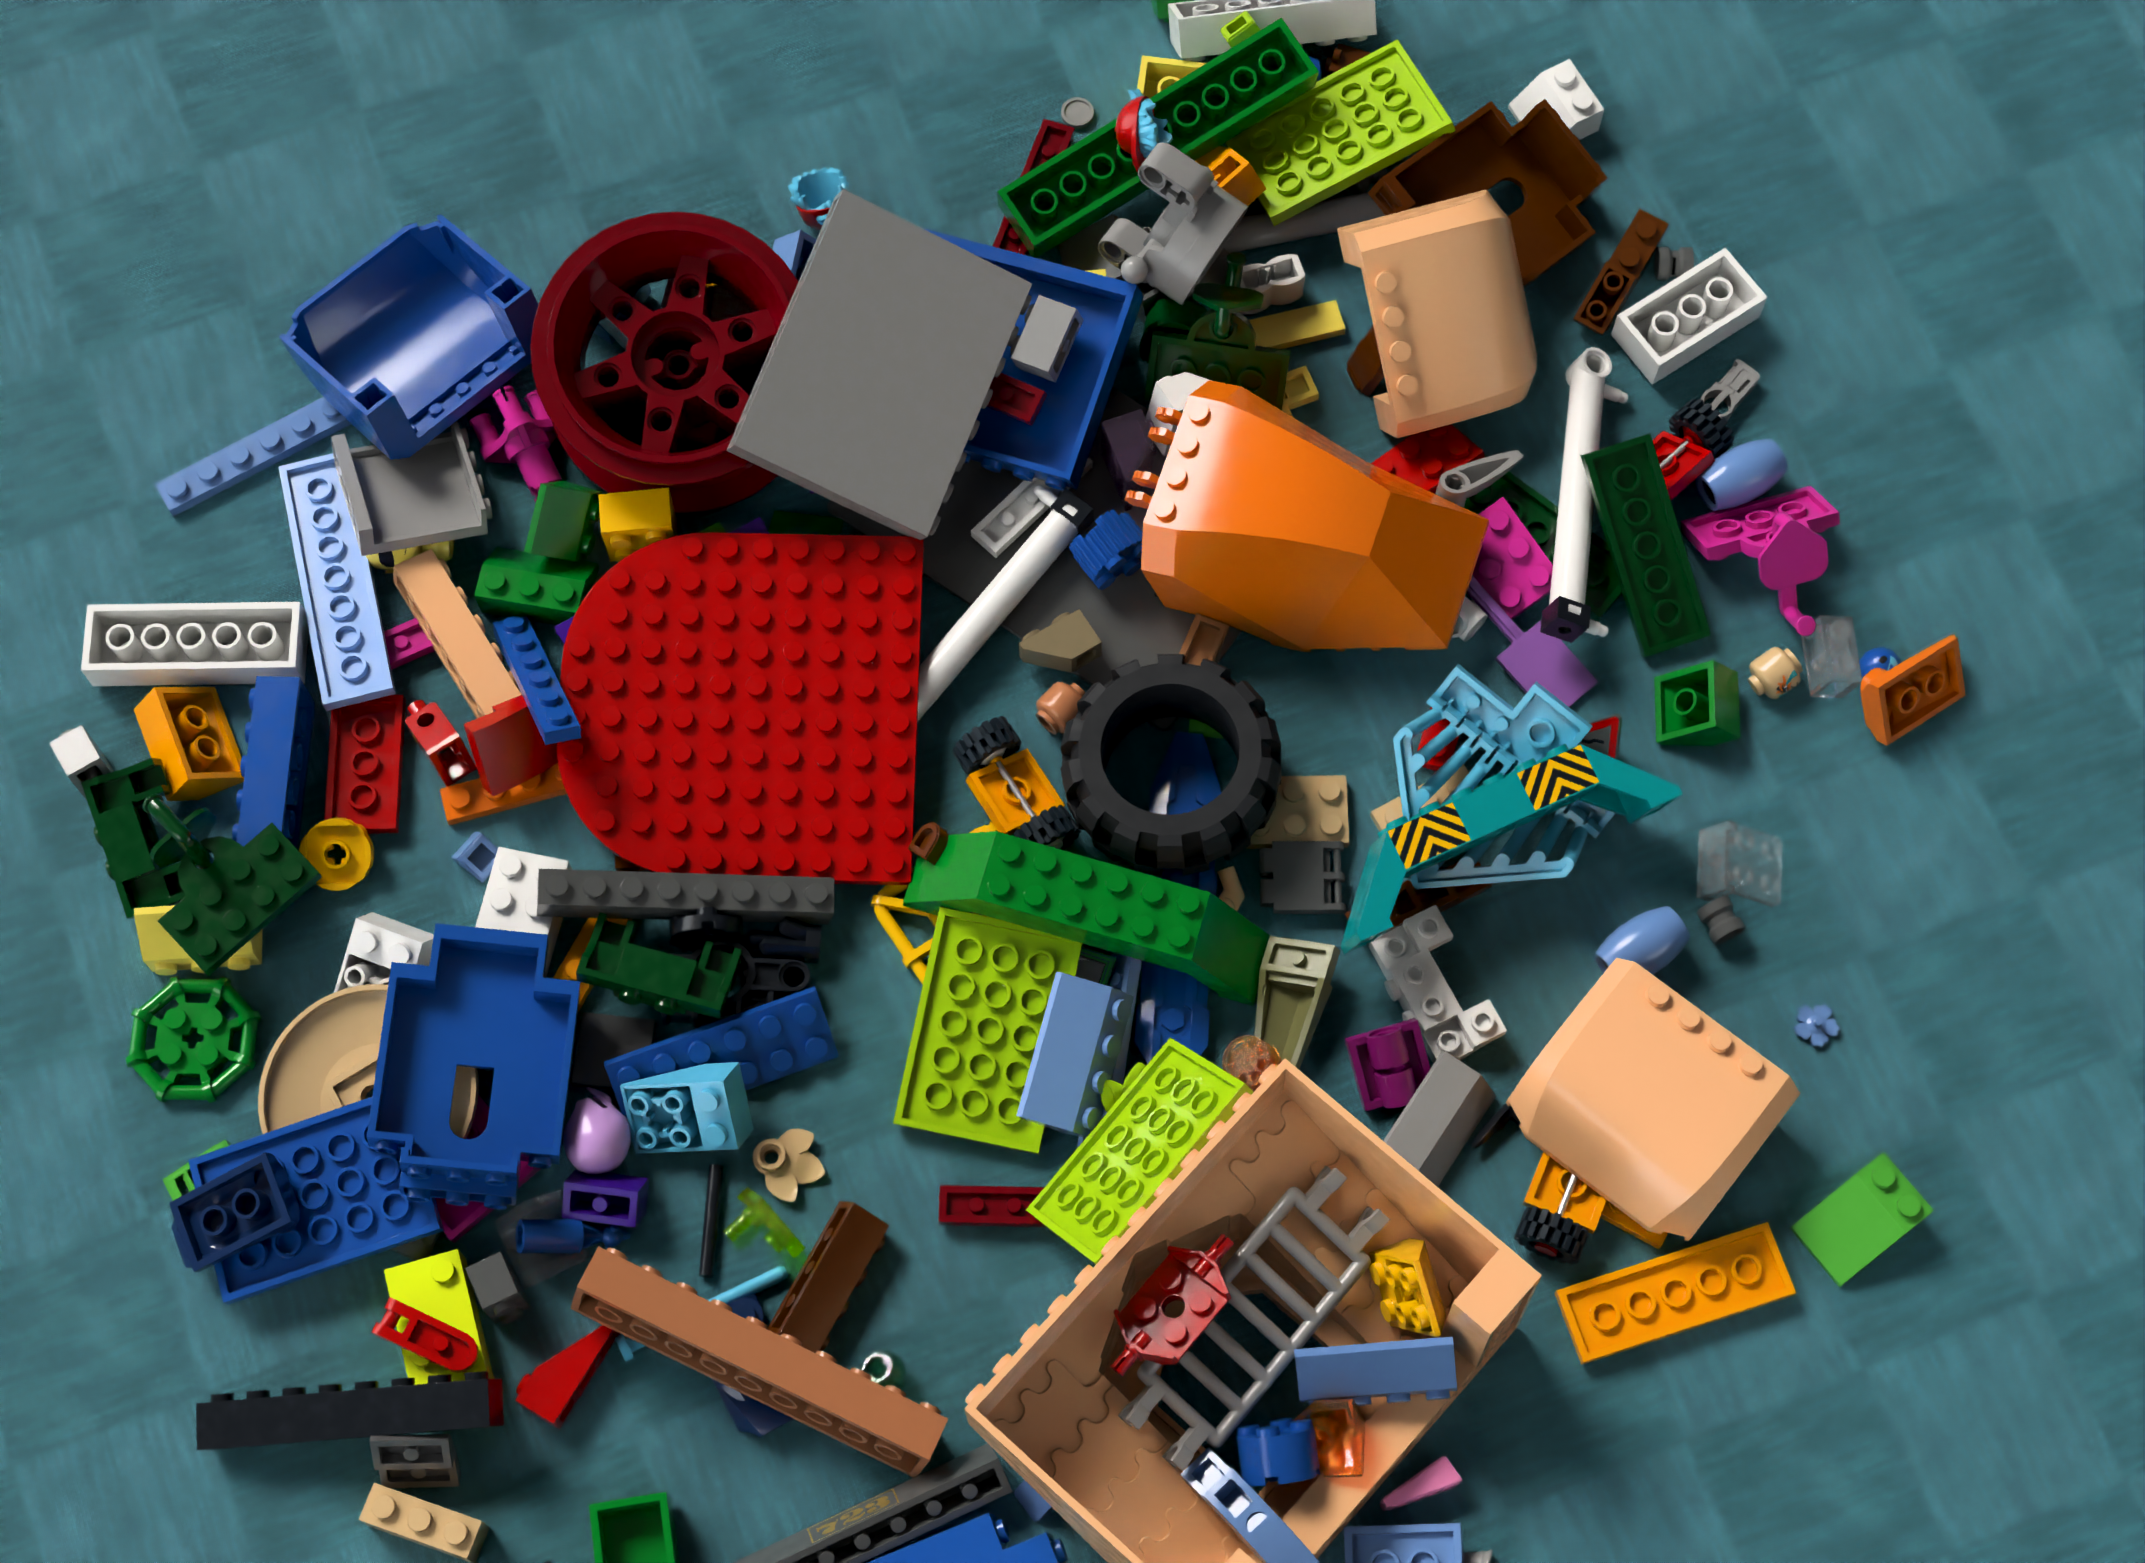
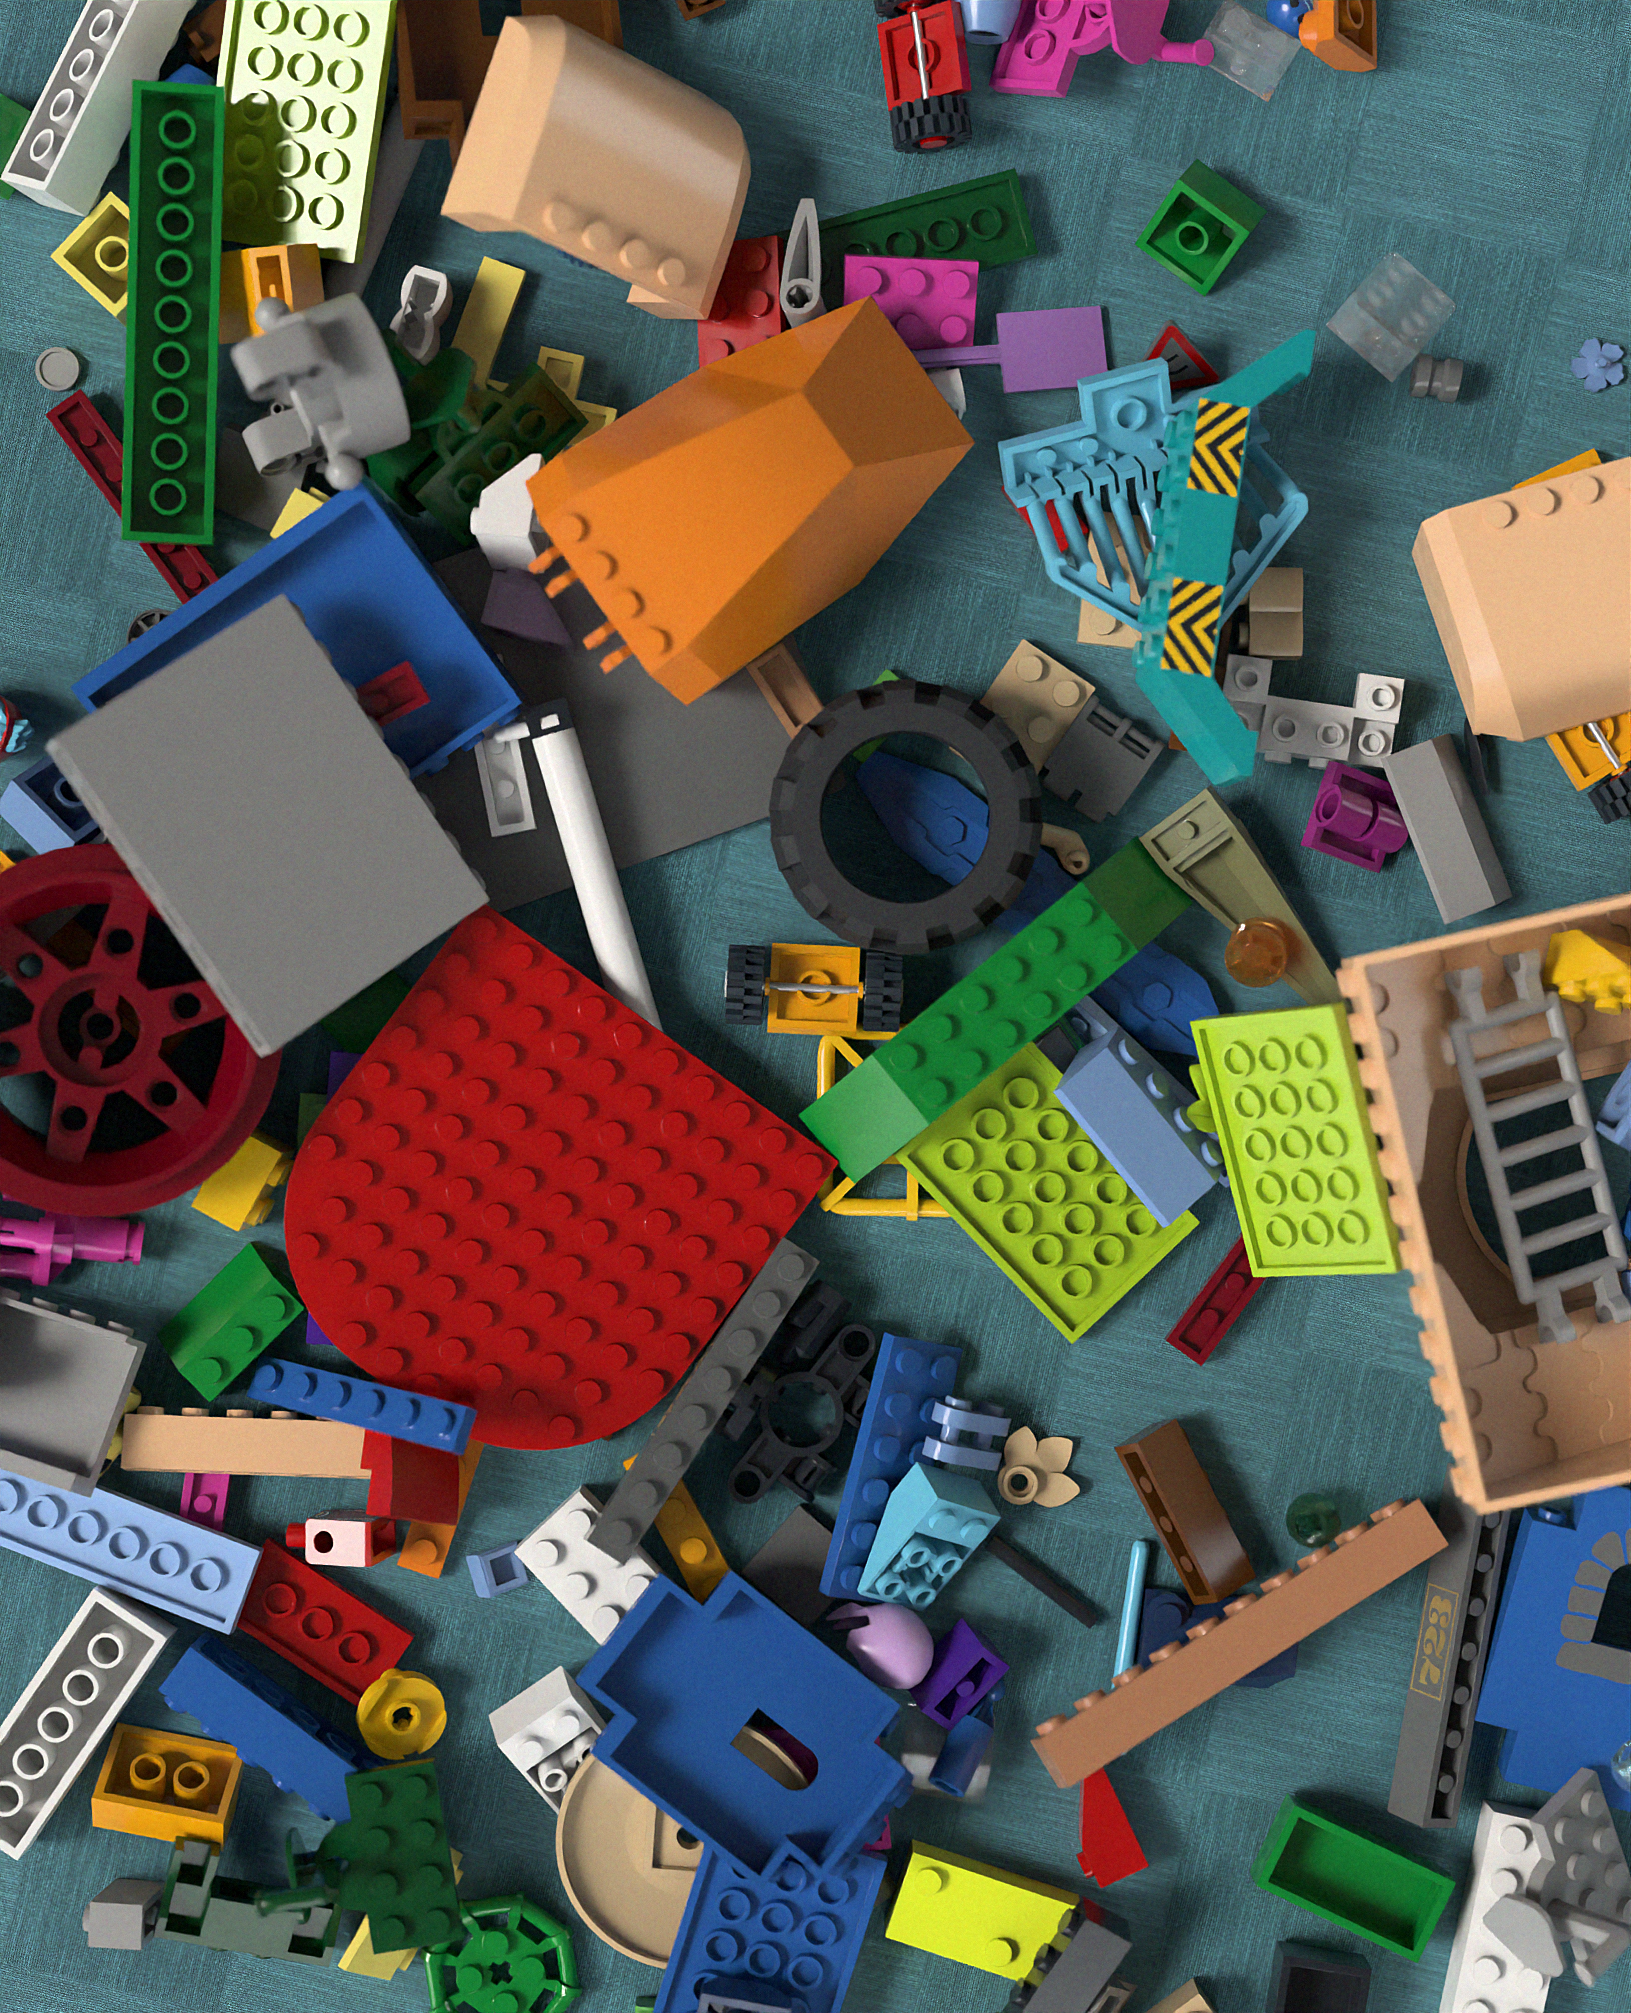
camera: 55 degrees left, 20 degrees up
(427, 1337) = (990, 1941): red plate -> none
(498, 1289) = (979, 1837): dark grey brick -> none
(563, 521) = (188, 1255): green slope -> none
(654, 976) = (773, 1489): dark green bracket -> none
(759, 1213) = (1080, 1539): clear neon green plate -> none
(800, 1102) = (958, 1414): none -> medium blue brick
(929, 842) = (816, 1118): reddish brown tile -> none
(1046, 338) = (349, 618): light grey brick -> none
(1058, 706) = (751, 876): nougat head -> none
(1063, 645) = (688, 828): dark tan slope -> none
(1109, 548) = (619, 708): blue brick -> none
(1139, 129) = (171, 336): hair -> none
(1182, 1277) = (1481, 1264): red plate -> none
(1239, 29) = (108, 131): lime brick -> none
(1365, 364) = (584, 282): reddish brown piece -> none
(1485, 920) = (1273, 616): none -> tan brick
(1567, 614) = (1023, 290): white piece -> none
(1645, 545) = (1004, 149): dark green plate -> none
(1647, 939) = (1410, 477): medium blue piece -> none
(1775, 672) = (1221, 120): tan head -> none

